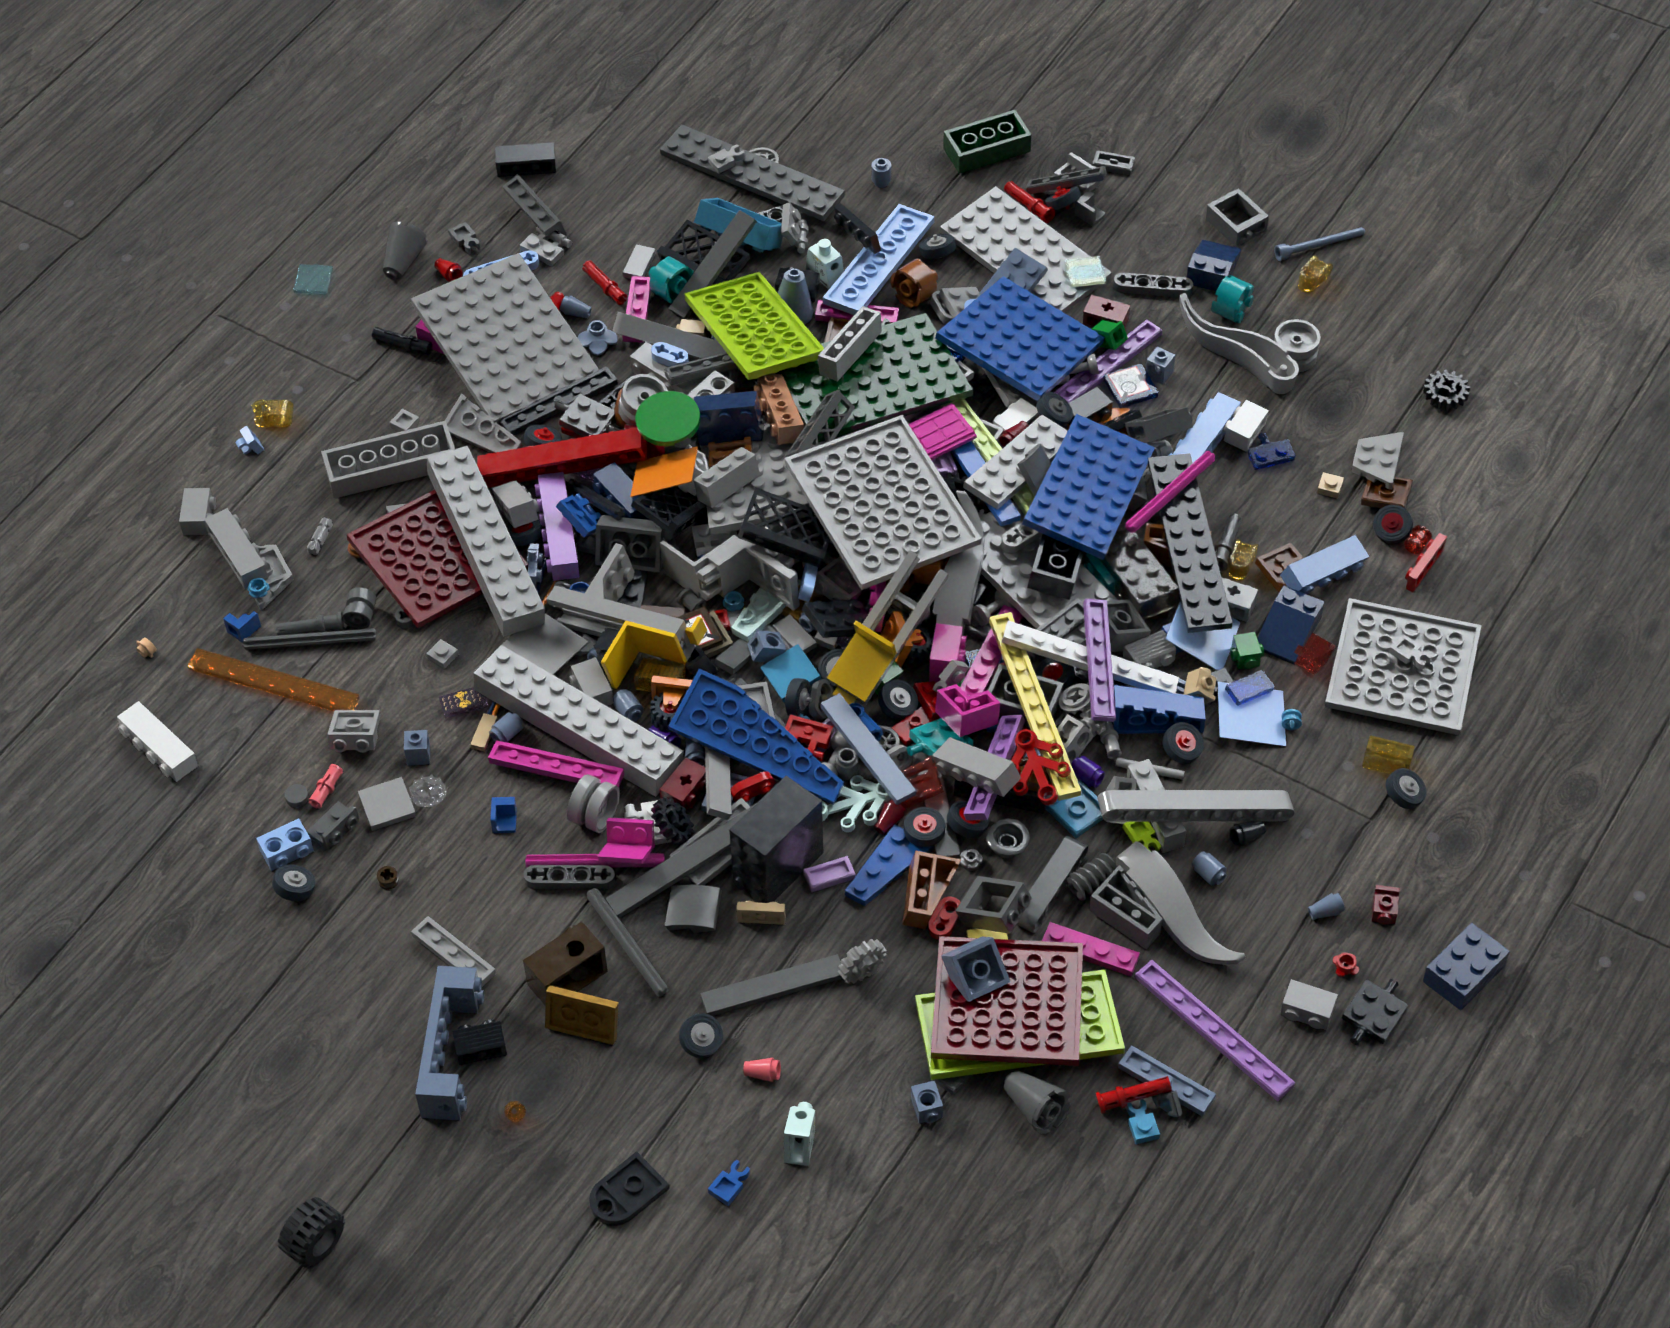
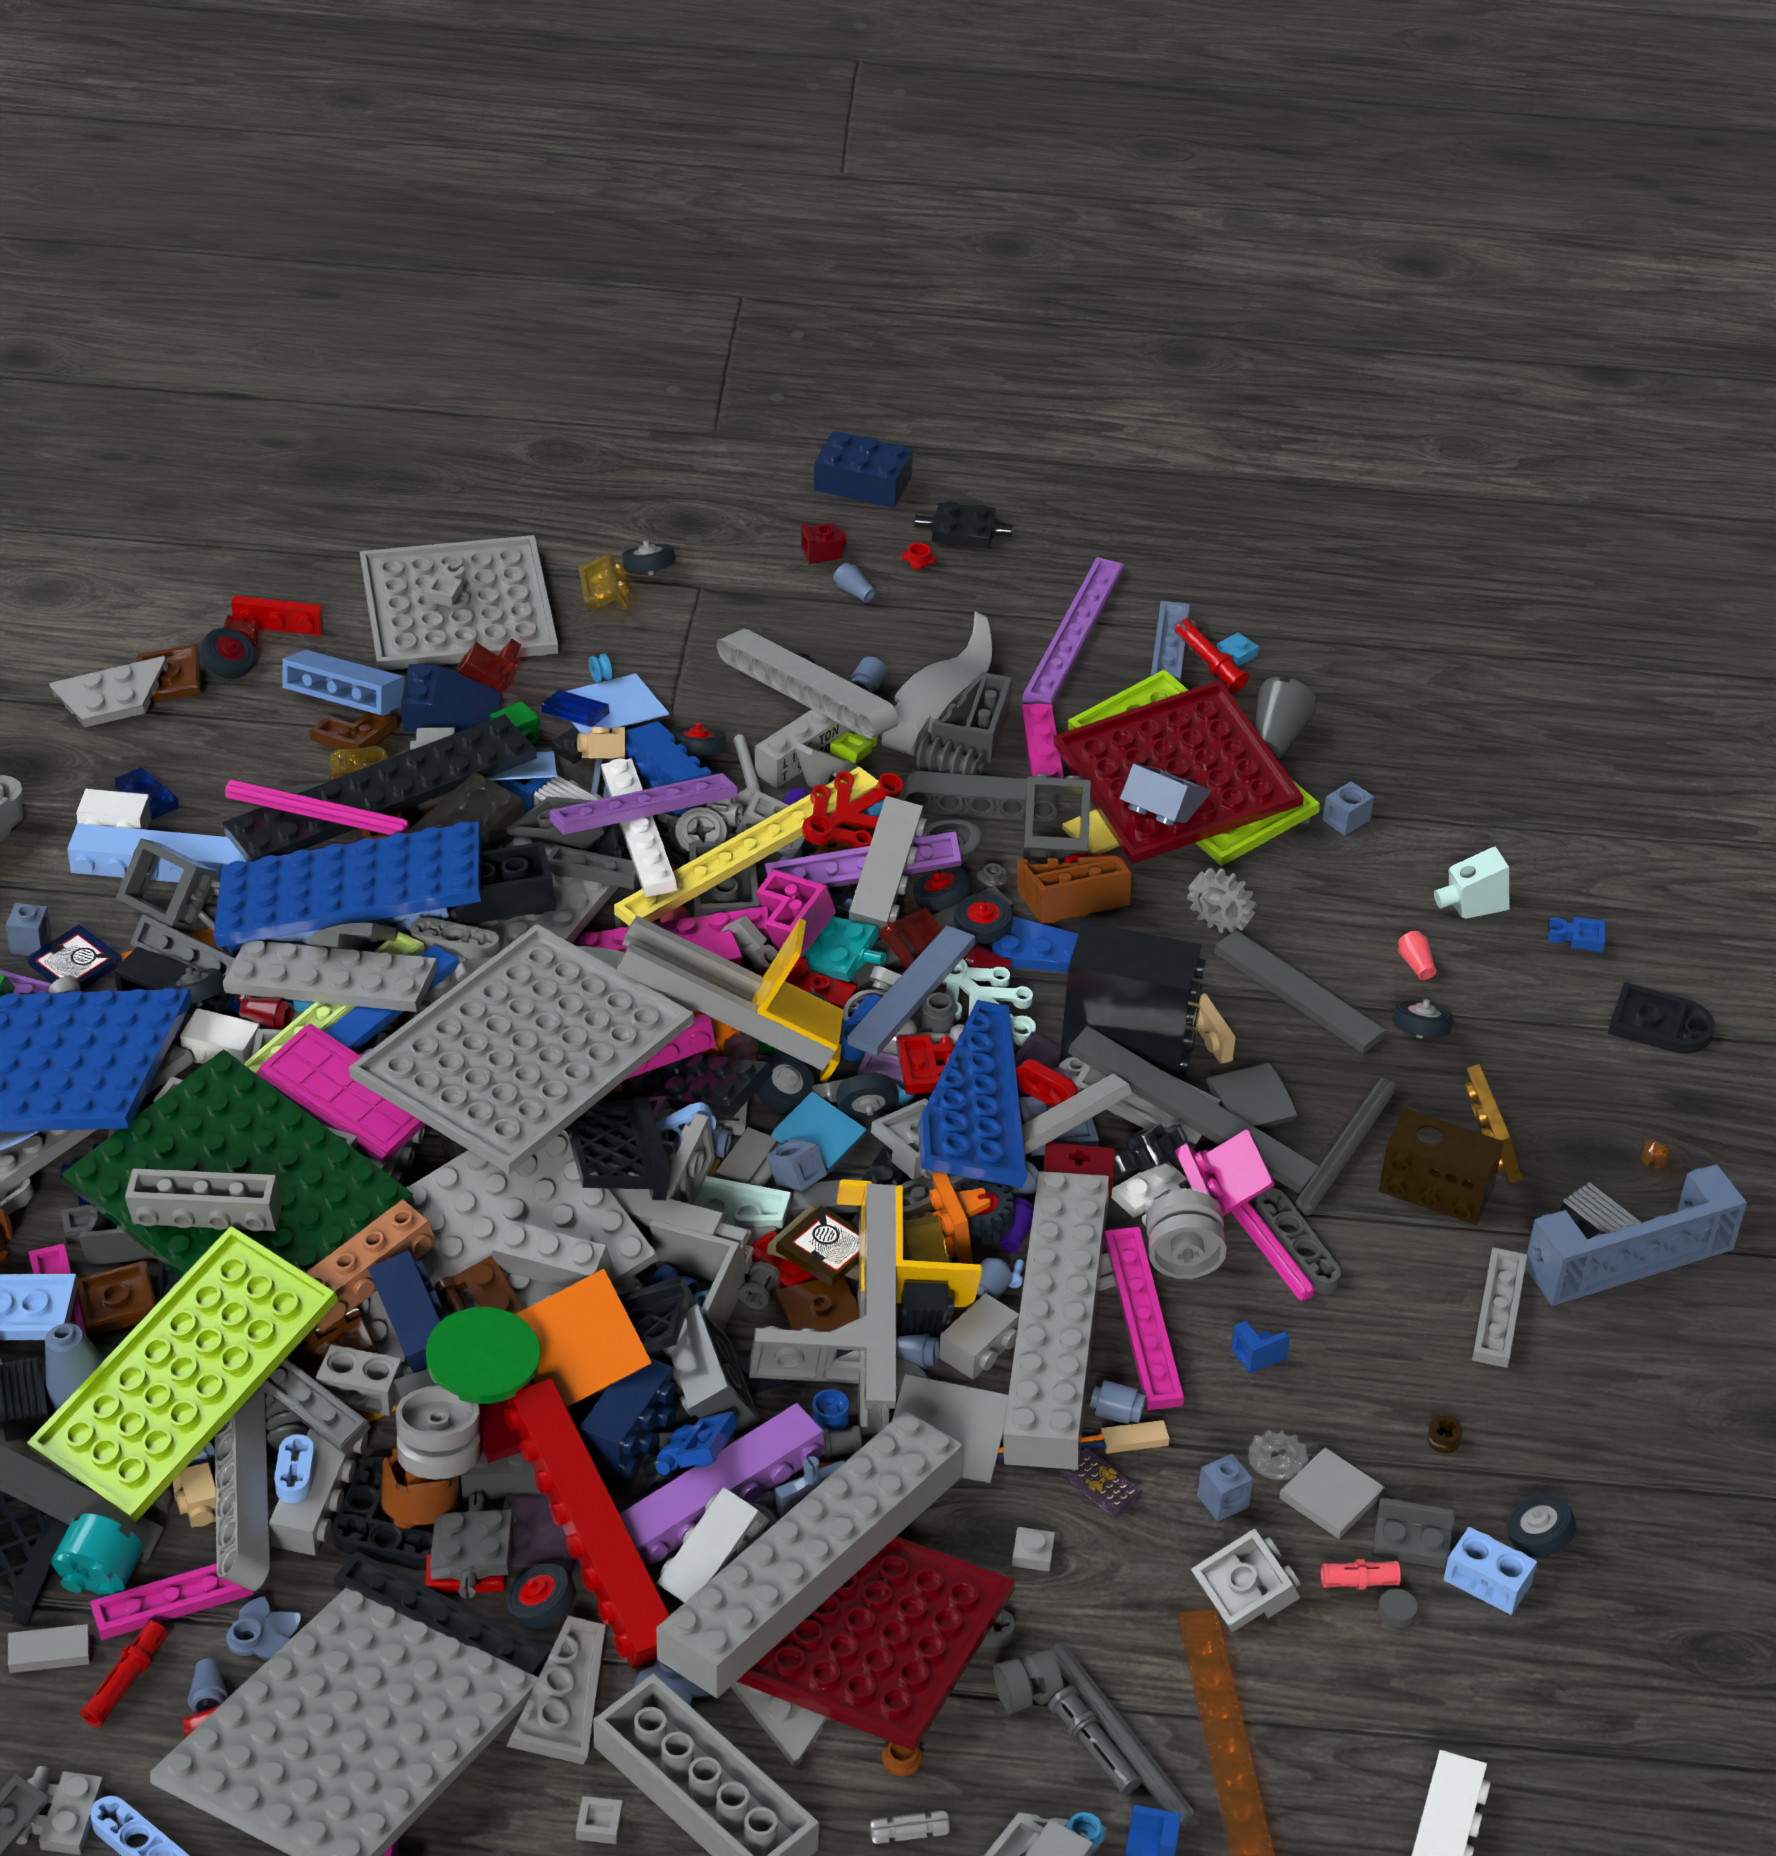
camera: 120 degrees left, 10 degrees down
(595, 499) = (654, 1437): black axle -> none
(819, 421) = (404, 1177): dark grey fence -> none
(1308, 1005) = (996, 565): light grey brick -> none
(1330, 485) = (176, 730): tan plate -> none

